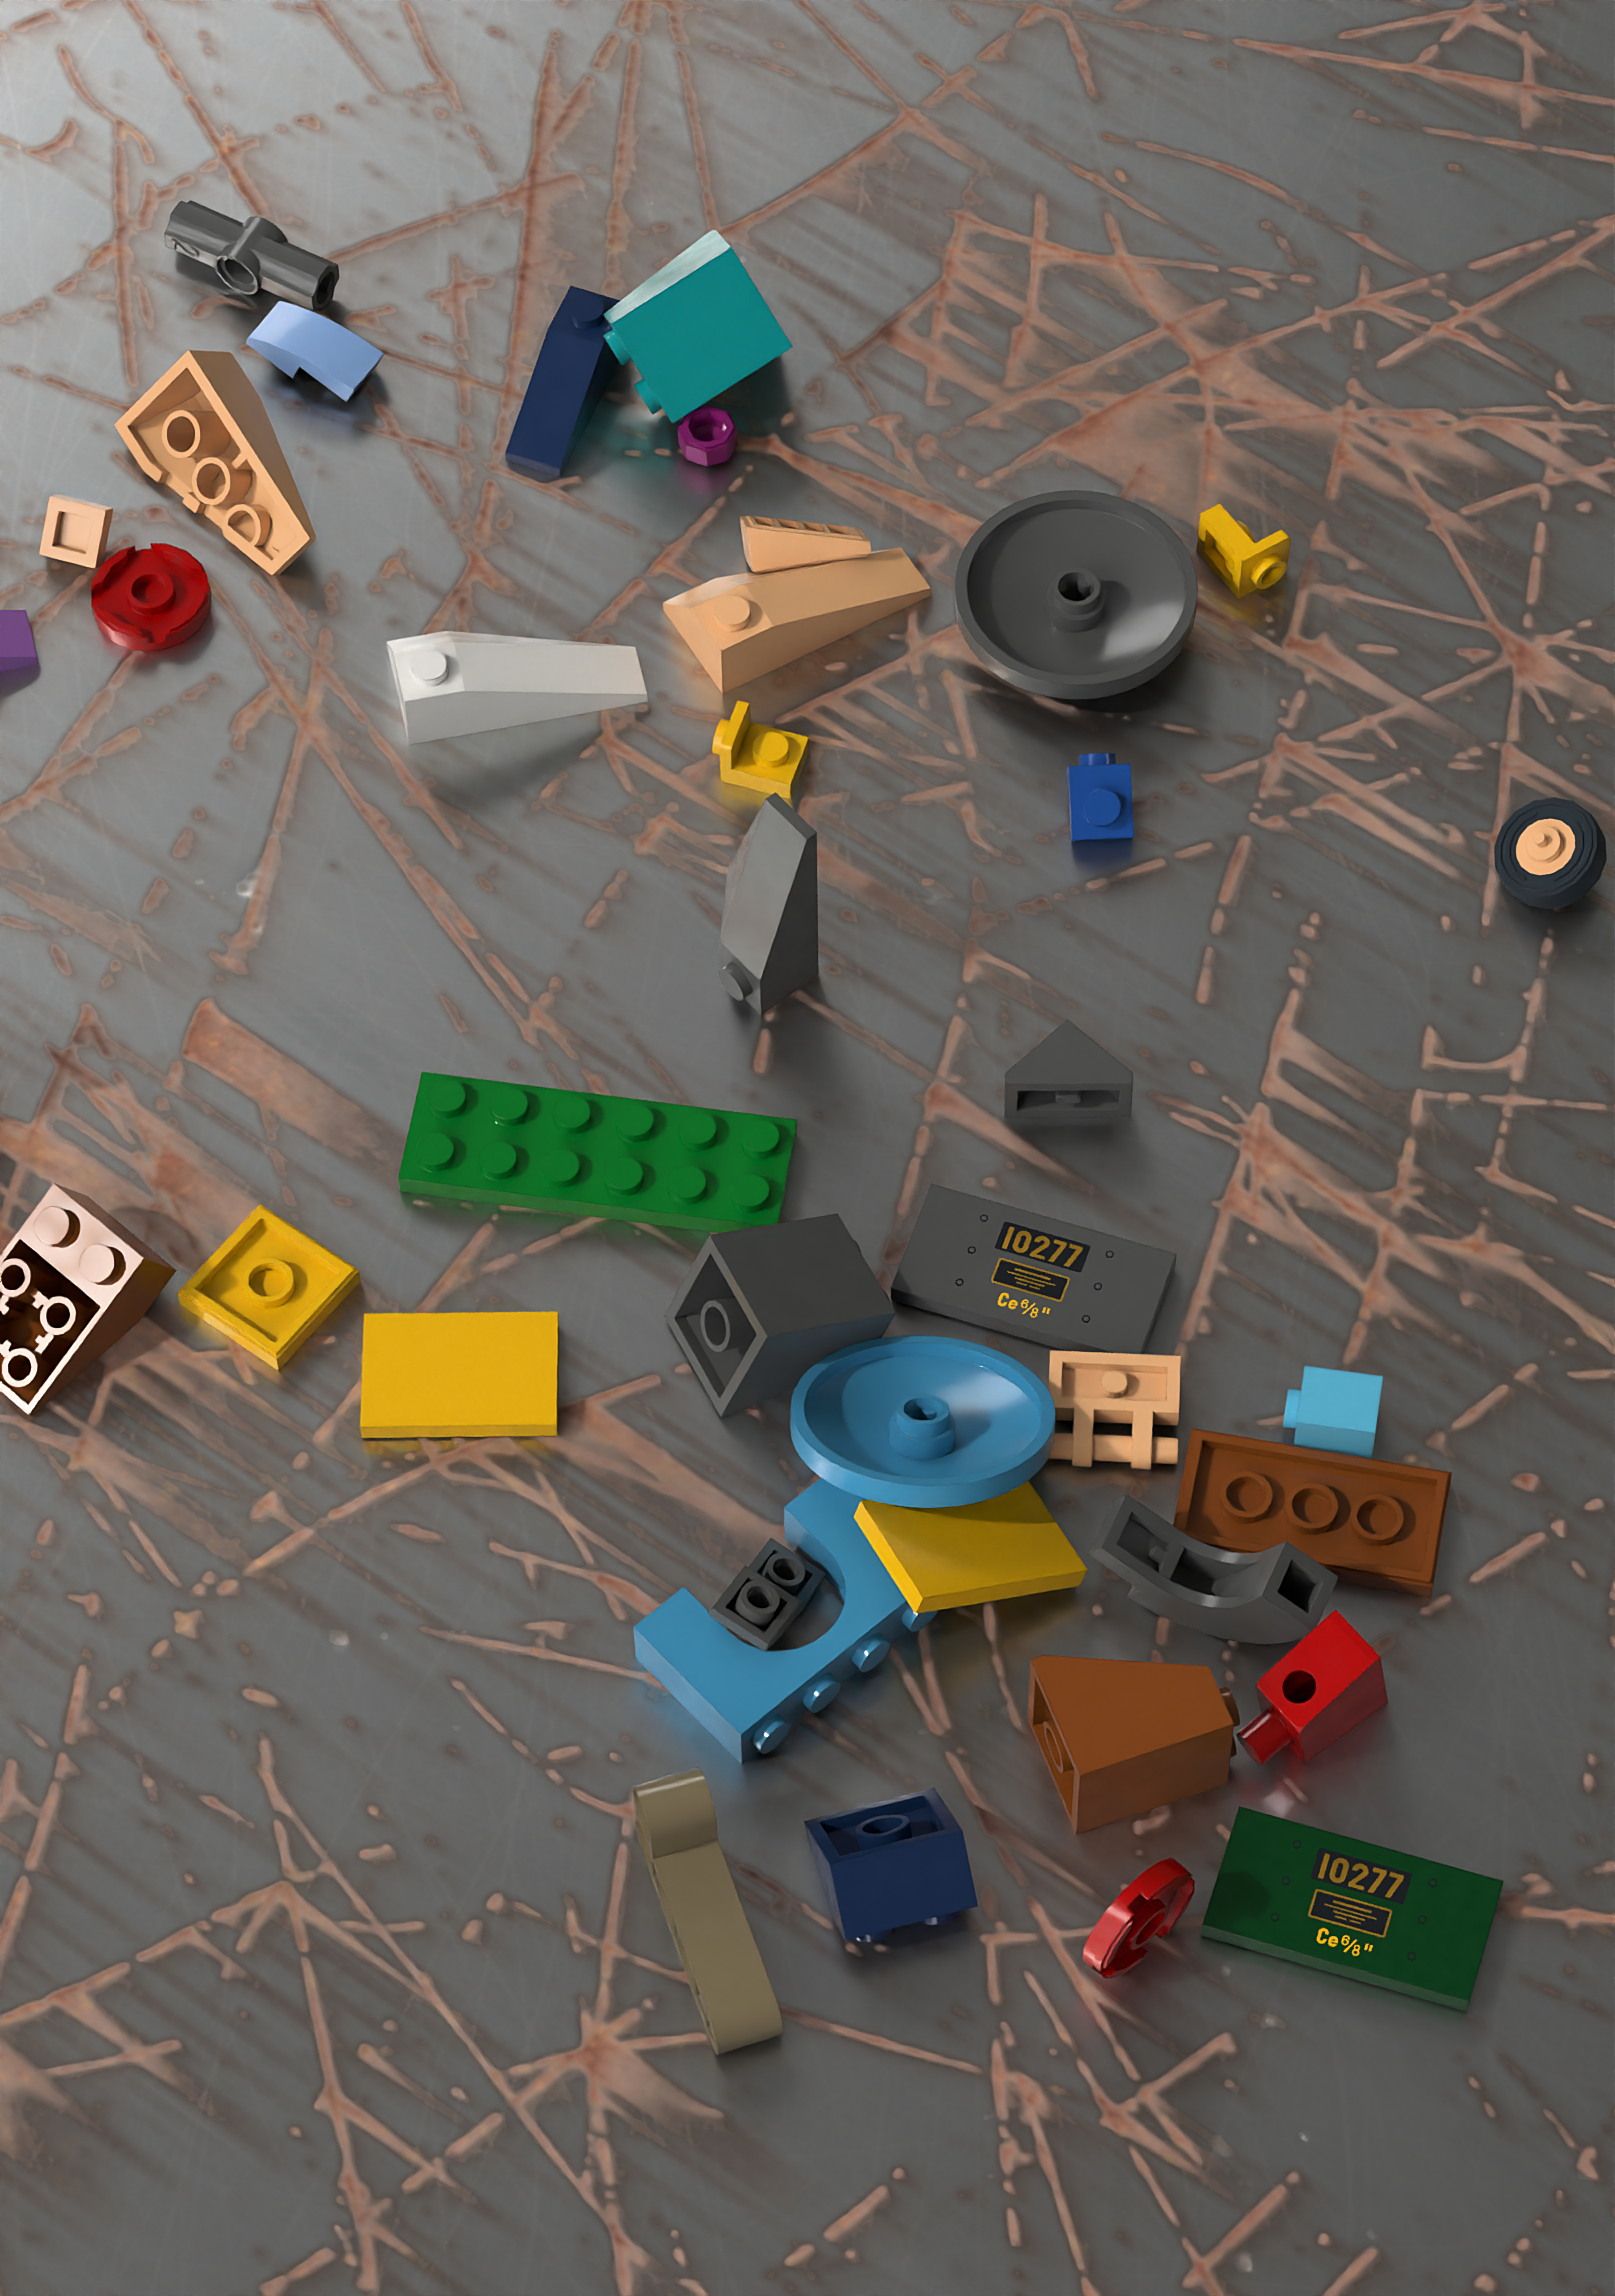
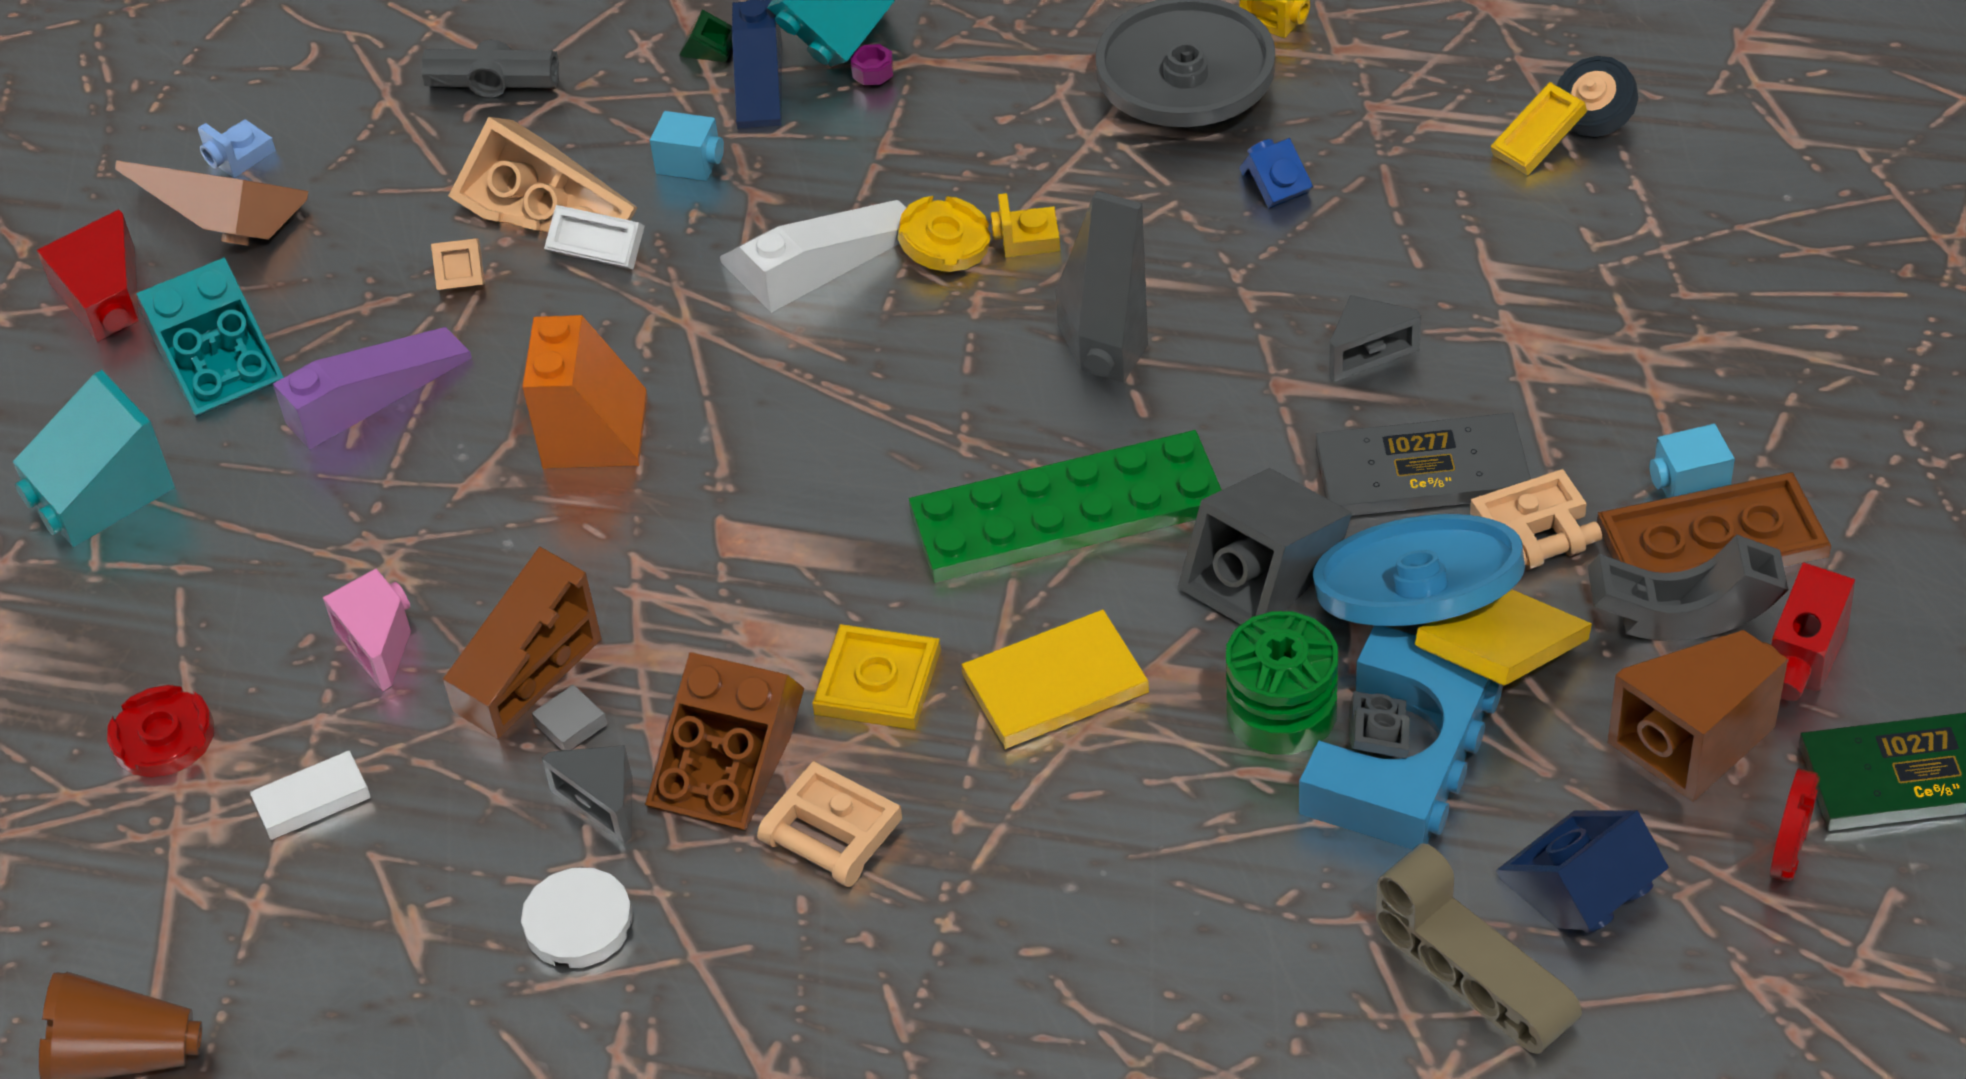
camera: 20 degrees left, 10 degrees down
(114, 786) = (581, 397): none -> orange slope
(136, 1438) = (838, 809): none -> light nougat plate
(150, 597) = (532, 287): red tile -> none
(251, 557) = (594, 237): none -> white tile
(325, 350) = (550, 102): light blue slope -> none
(421, 468) = (686, 146): none -> medium azure brick
(531, 311) = (708, 39): none -> dark green slope
(658, 721) = (944, 233): none -> yellow tile
(689, 1495) = (1281, 682): none -> green wheel
(765, 620) = (989, 147): light nougat wedge -> none
(789, 544) = (963, 104): light nougat slope -> none
(1453, 869) = (1538, 128): none -> yellow tile

